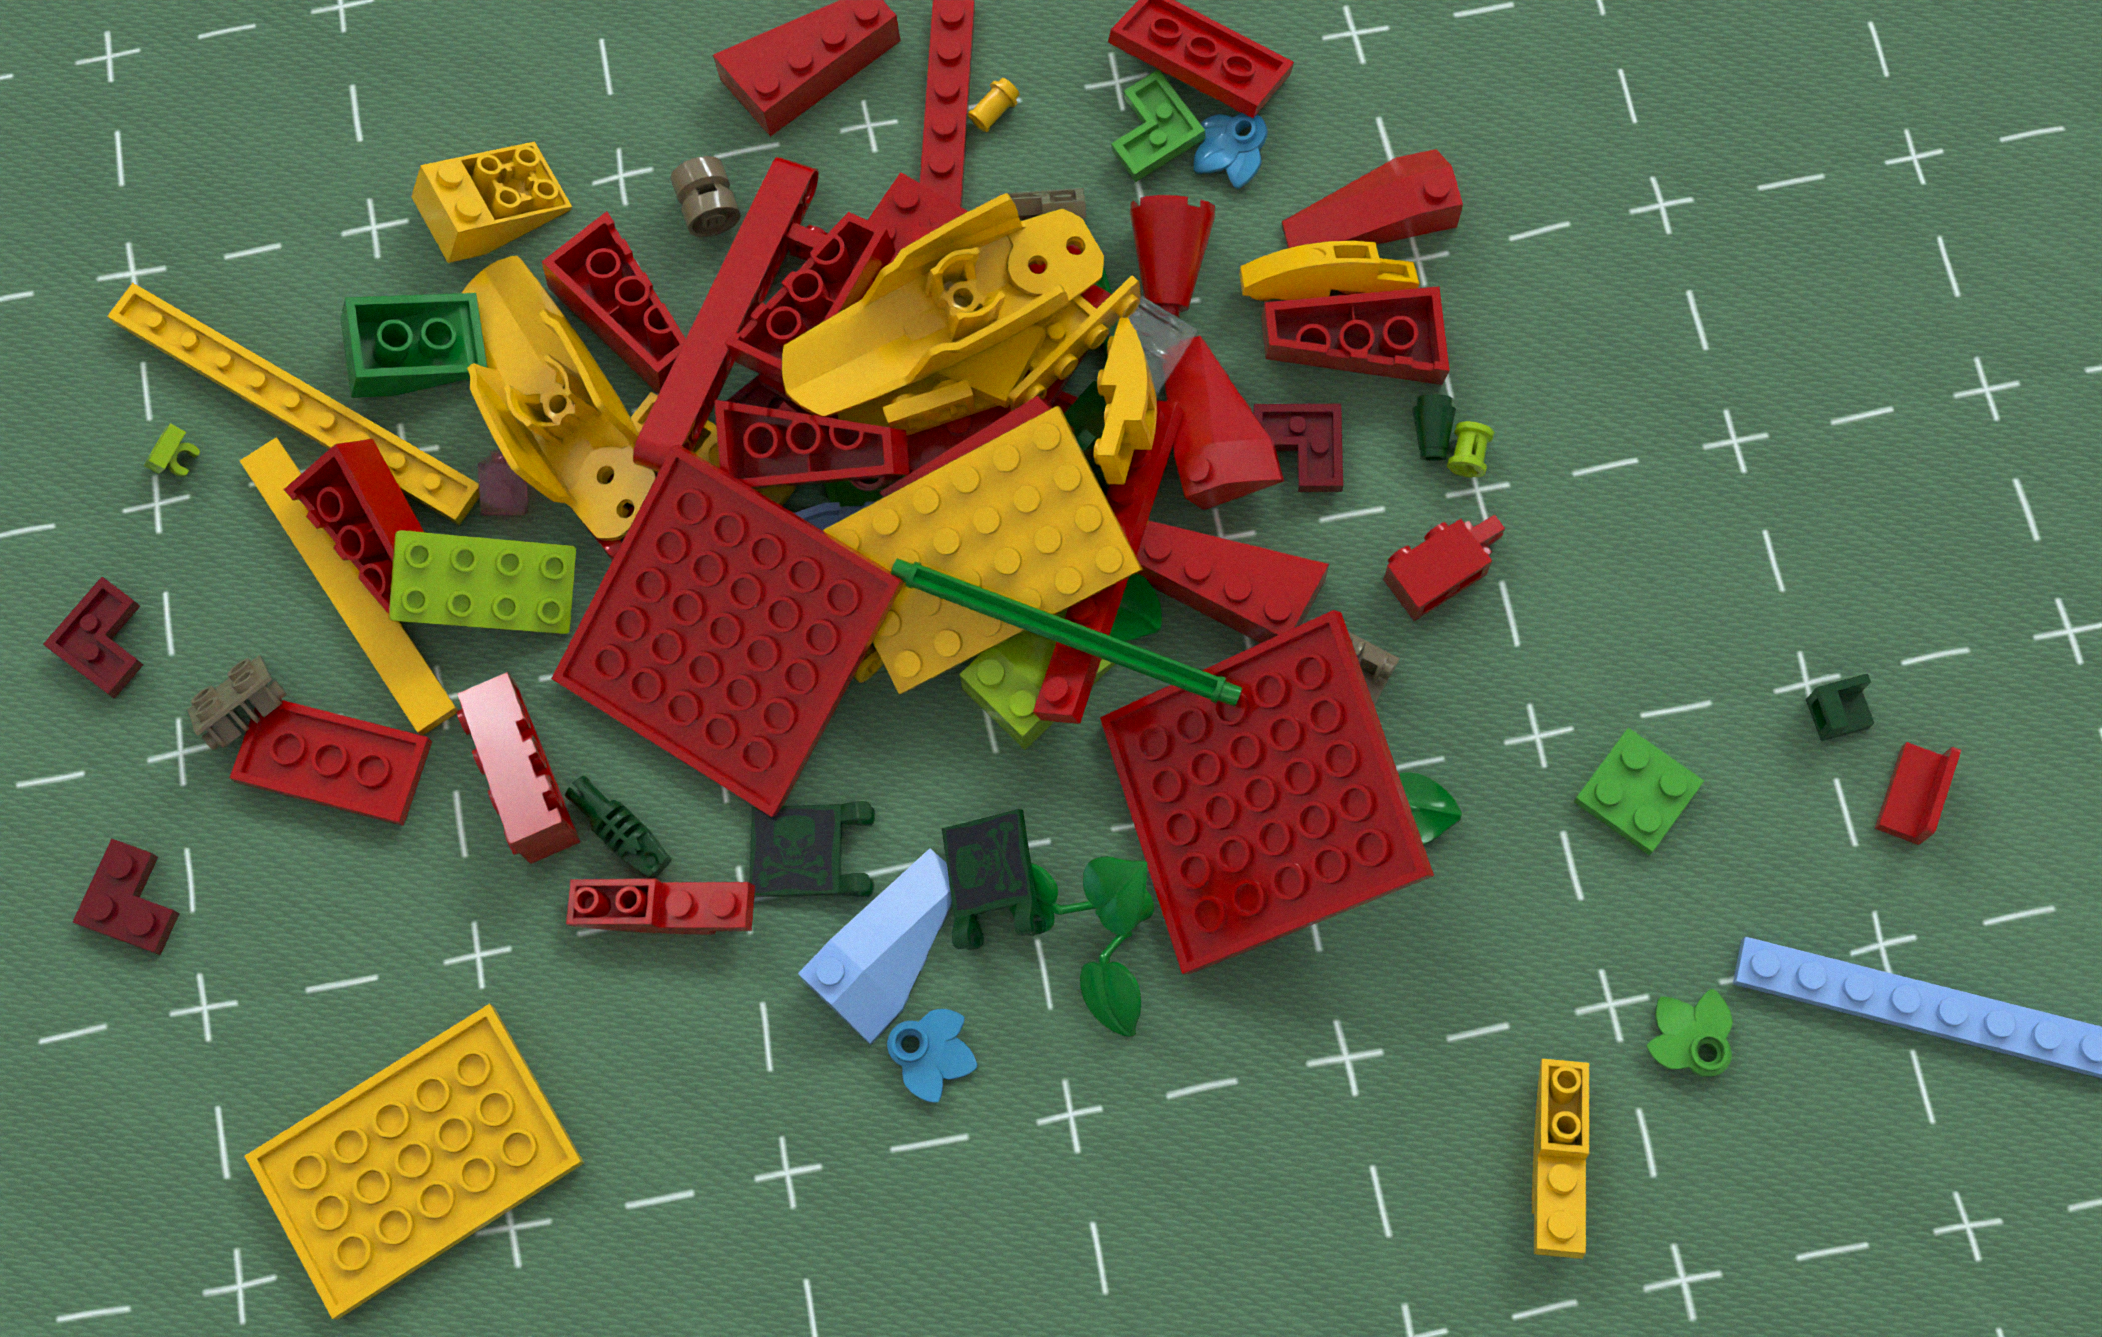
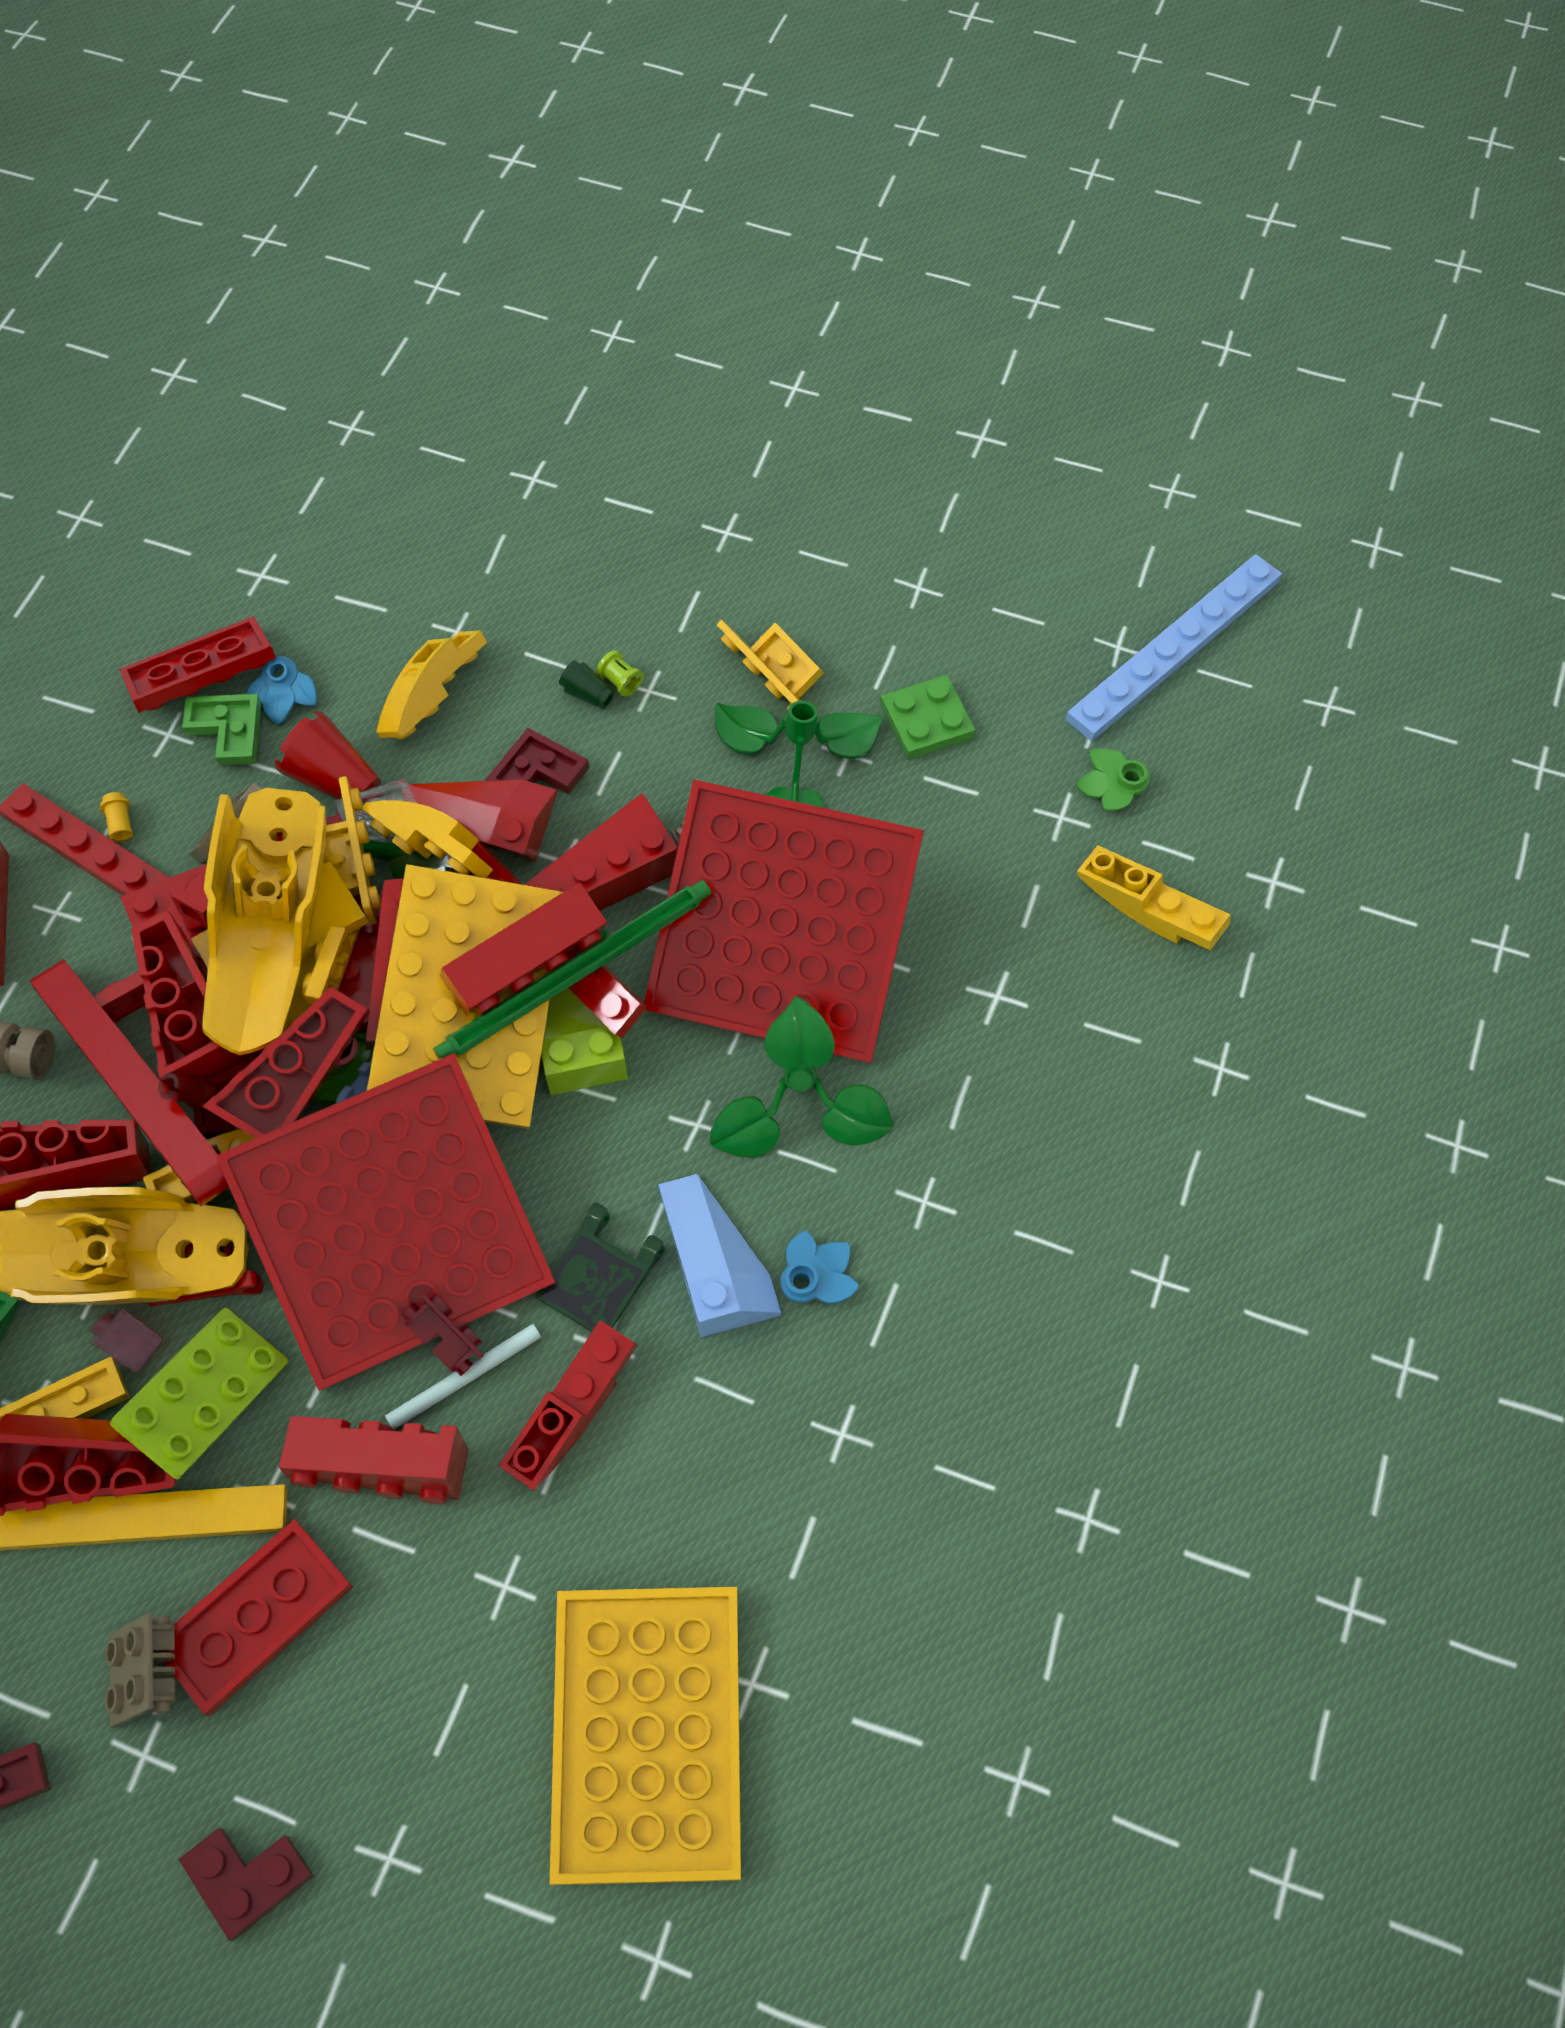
camera: 65 degrees left, 10 degrees down
(620, 829) = (484, 1405): dark green hinge -> none
(641, 794) = (455, 1381): none -> light aqua bar
(659, 768) = (433, 1320): none -> dark red hinge
(742, 380) = (192, 1091): none -> clear red pin
(990, 872) = (708, 1141): flag -> none
(1043, 572) = (523, 950): none -> red brick
(1364, 333) = (488, 684): red wedge -> none
(1389, 204) = (402, 622): red wedge -> none
(1442, 564) = (689, 736): red hinge -> none
(1499, 616) = (749, 727): none -> green plant
(1591, 600) = (778, 658): none -> yellow bracket
(1840, 707) = (948, 578): dark green panel -> none
(1917, 792) = (1035, 565): red panel -> none

